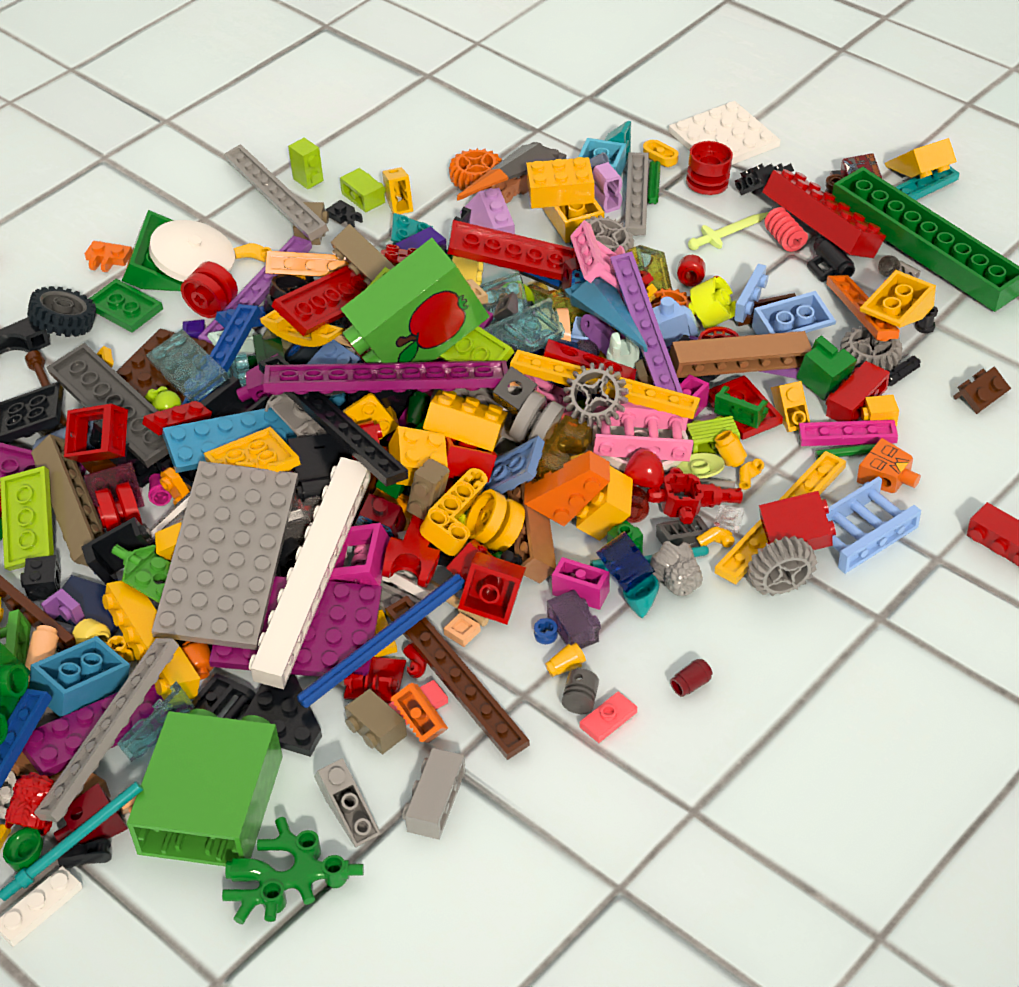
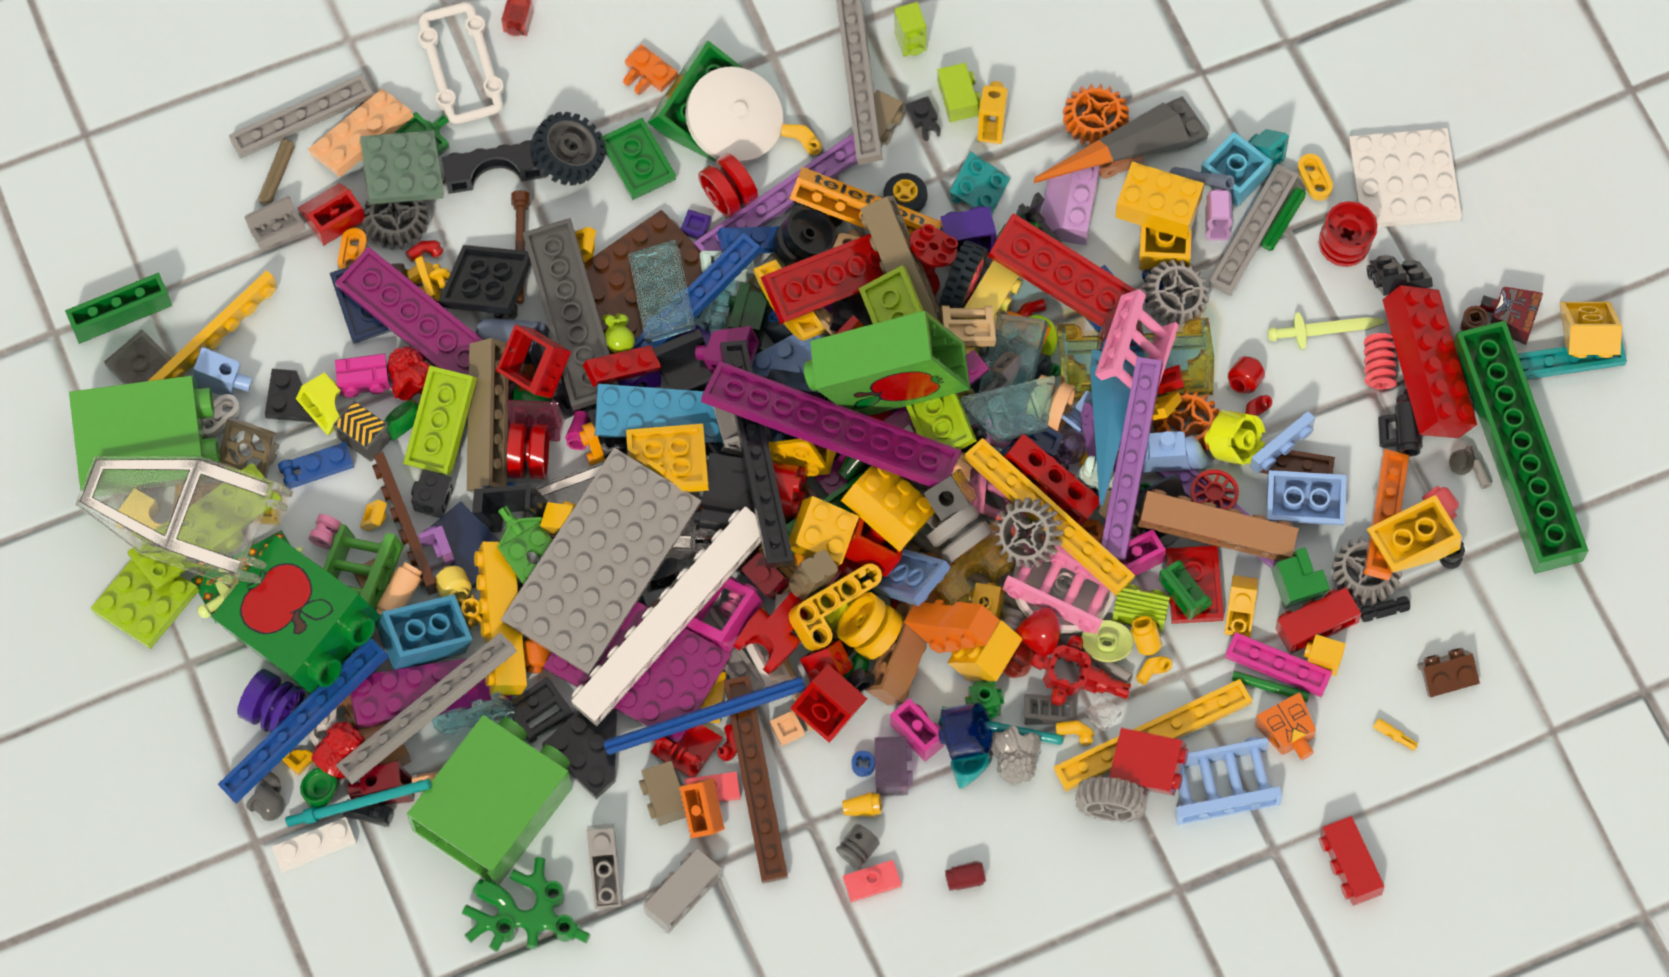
camera: 25 degrees right, 20 degrees up
(958, 443) = (1397, 735): none -> yellow pin

